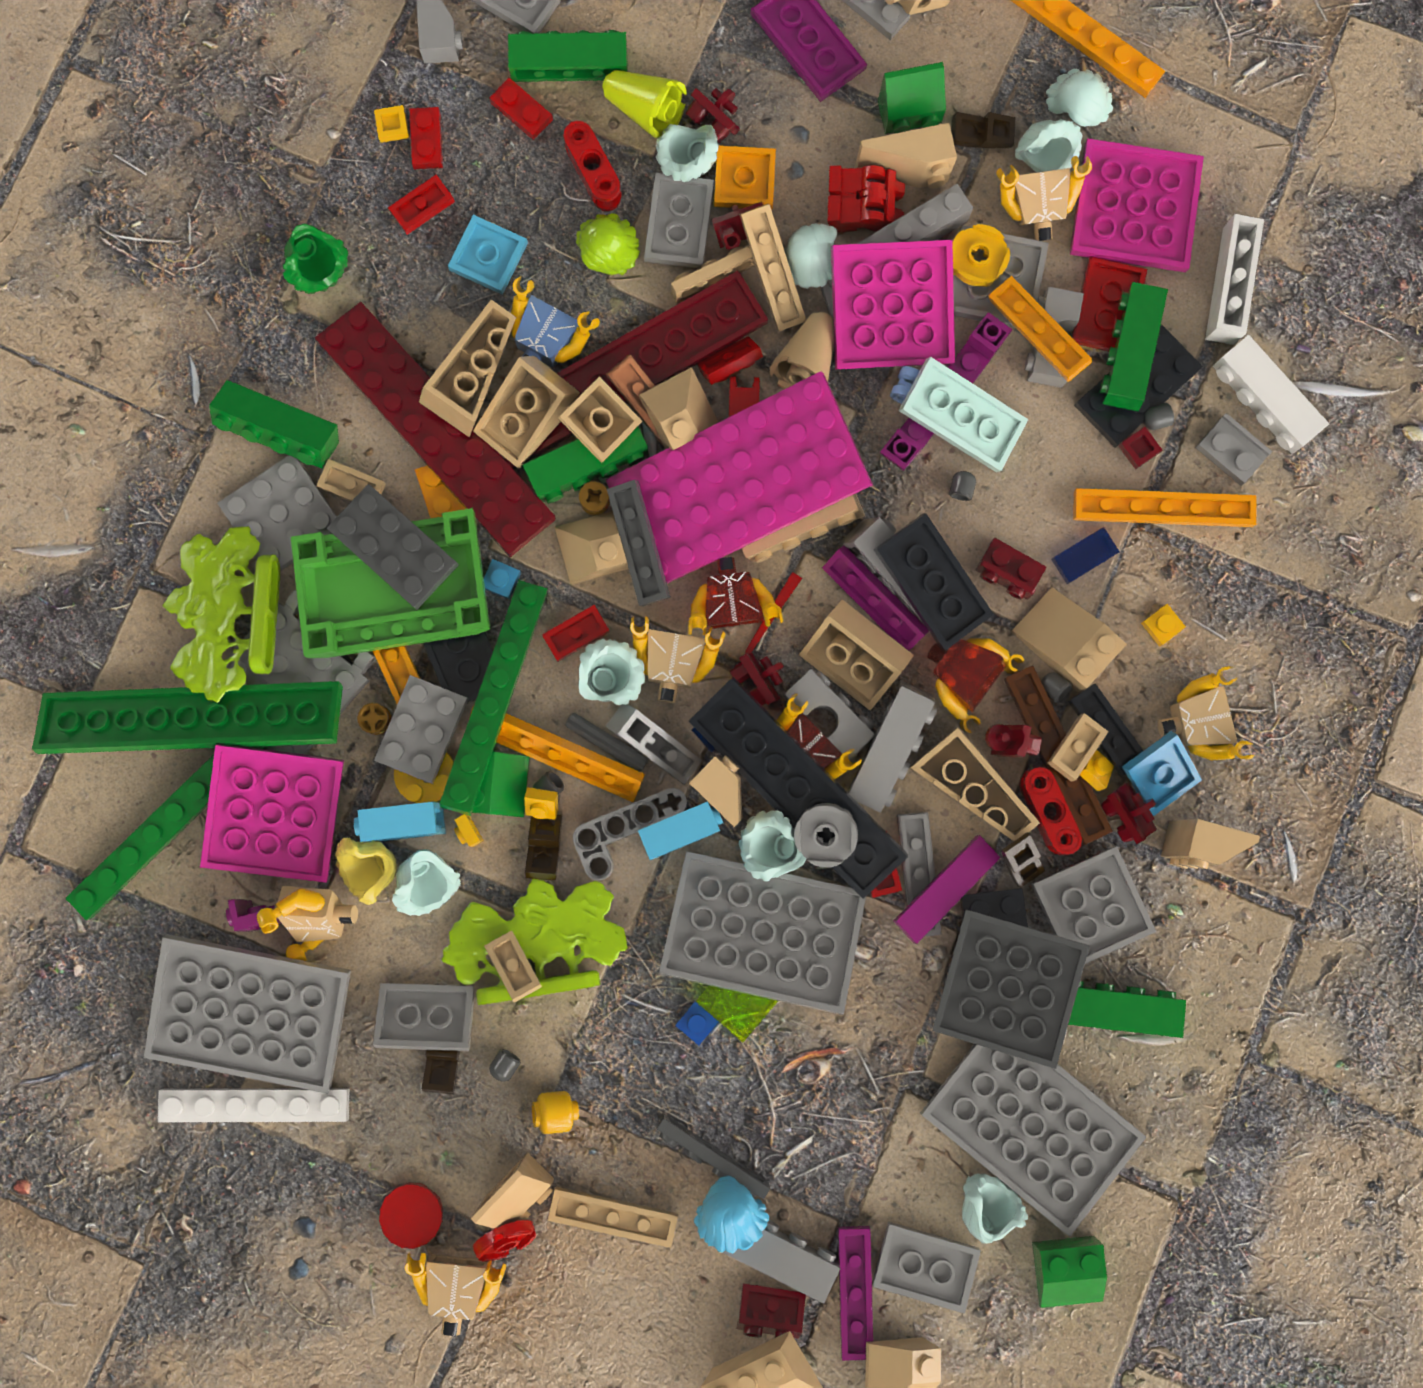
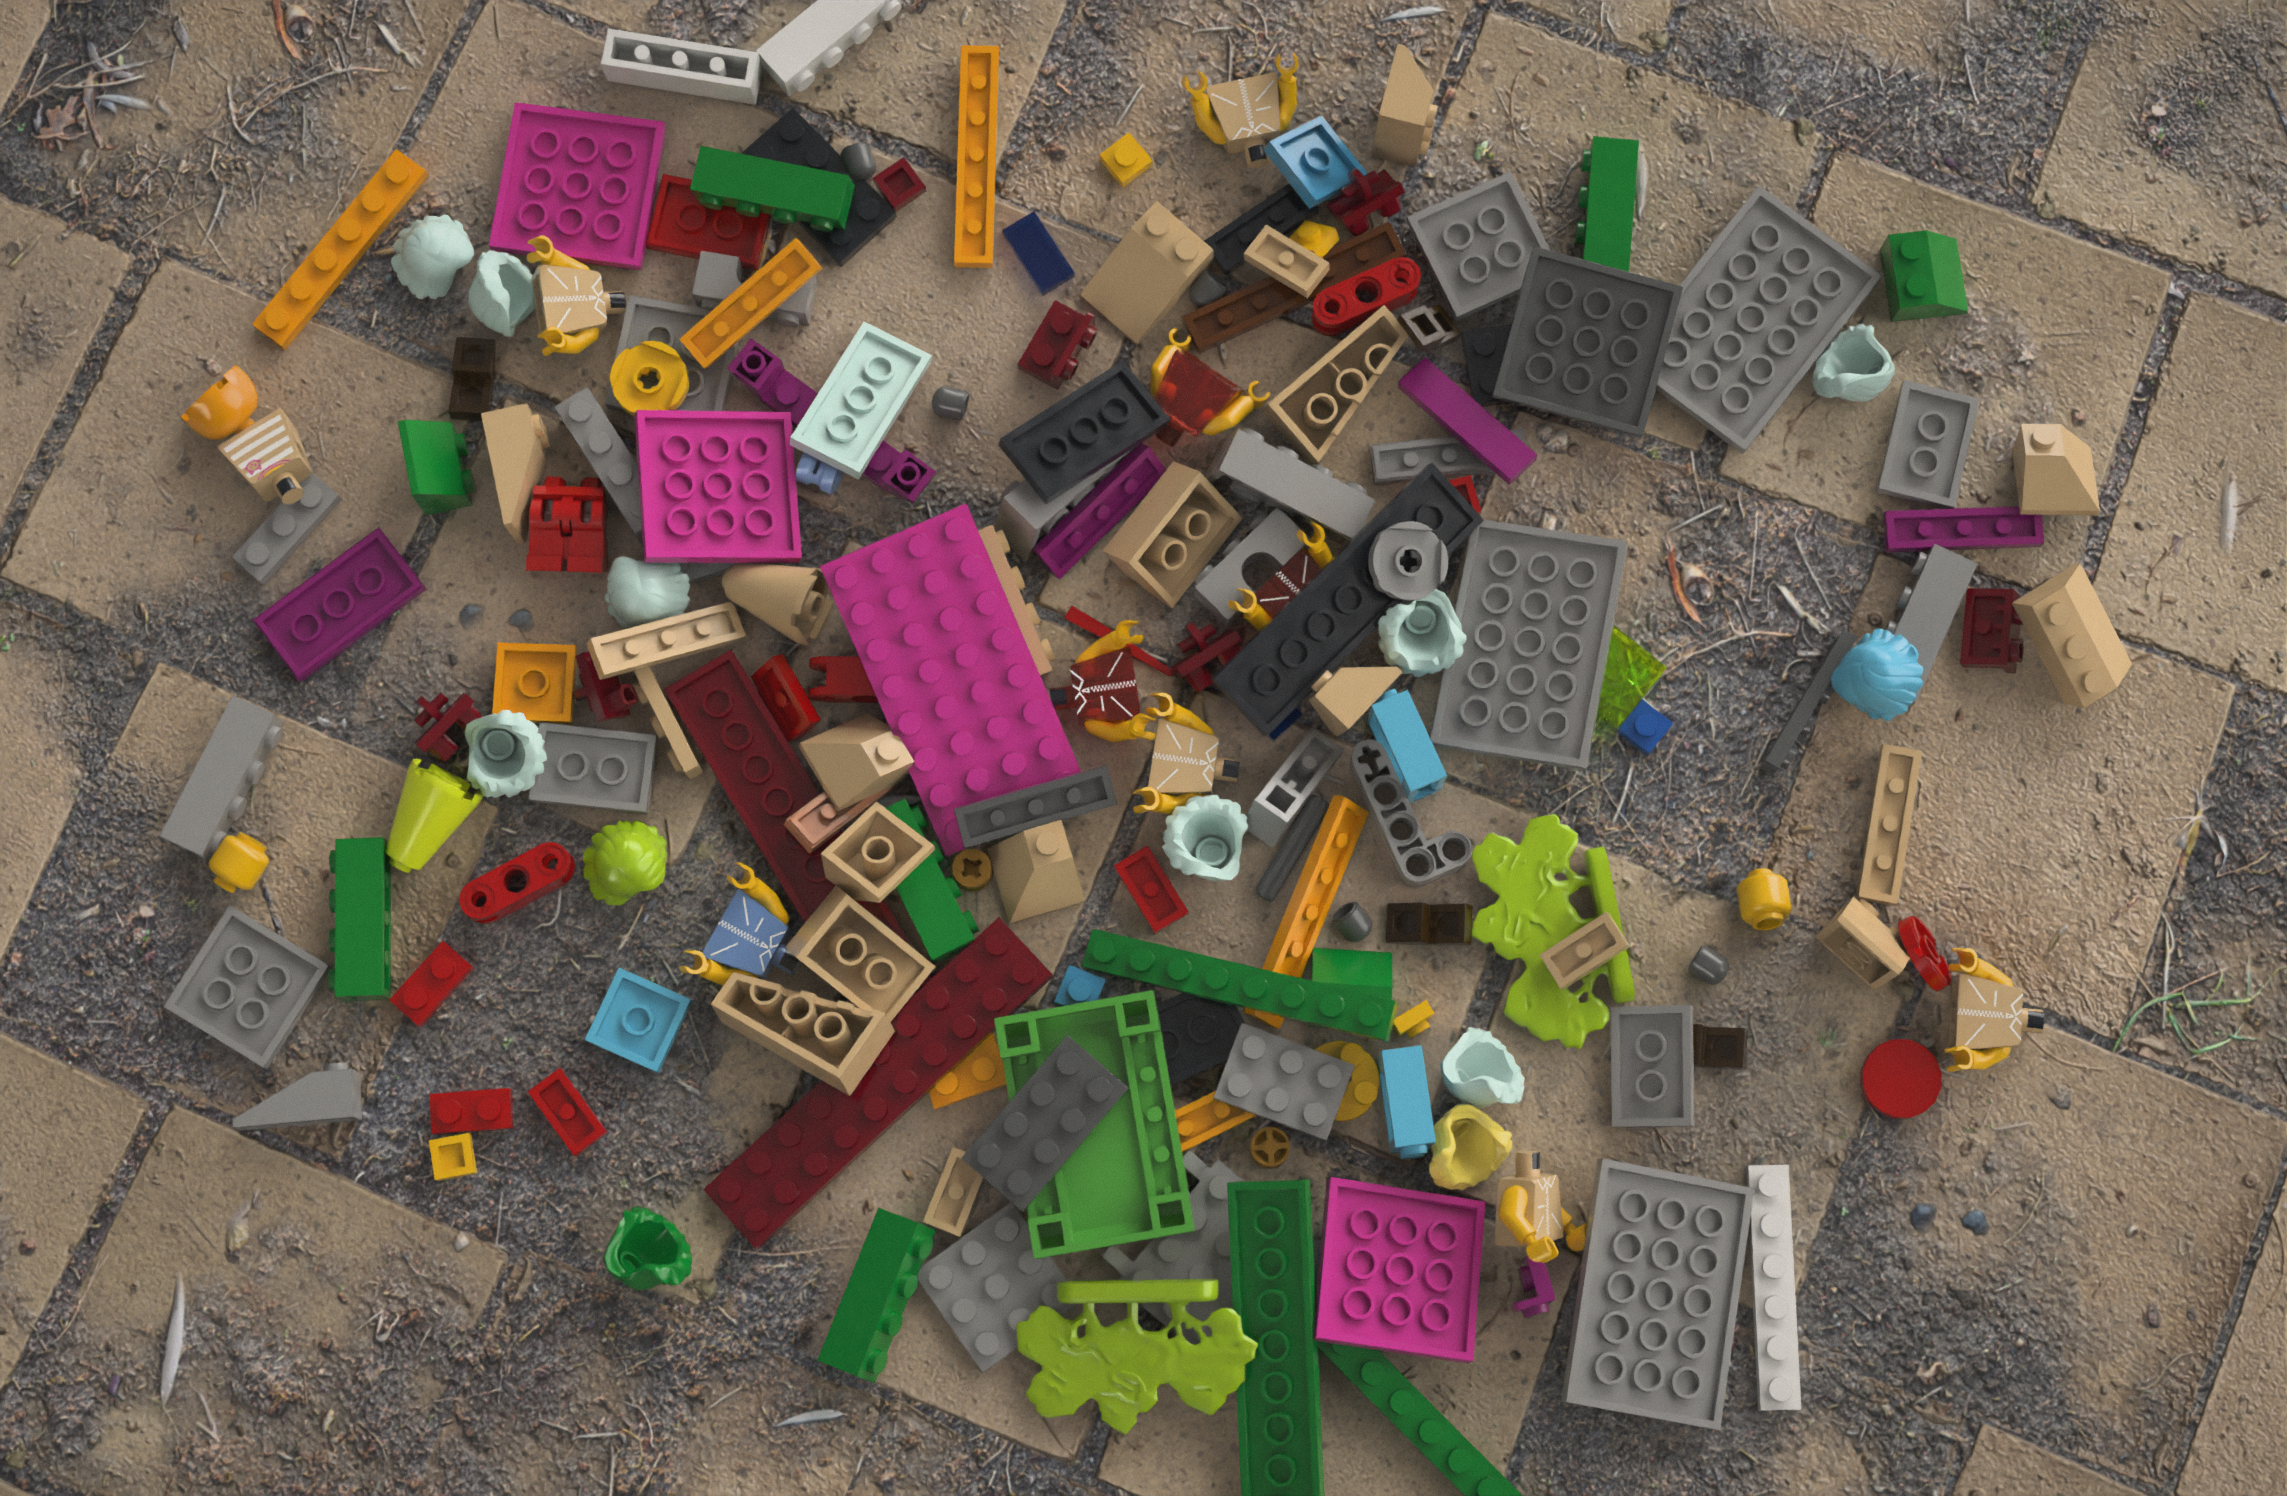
camera: 85 degrees left, 5 degrees down
(541, 803) = (1375, 926): yellow plate -> none
(1012, 740) = (1280, 339): dark red hips -> none
(1233, 449) = (899, 72): light grey plate -> none

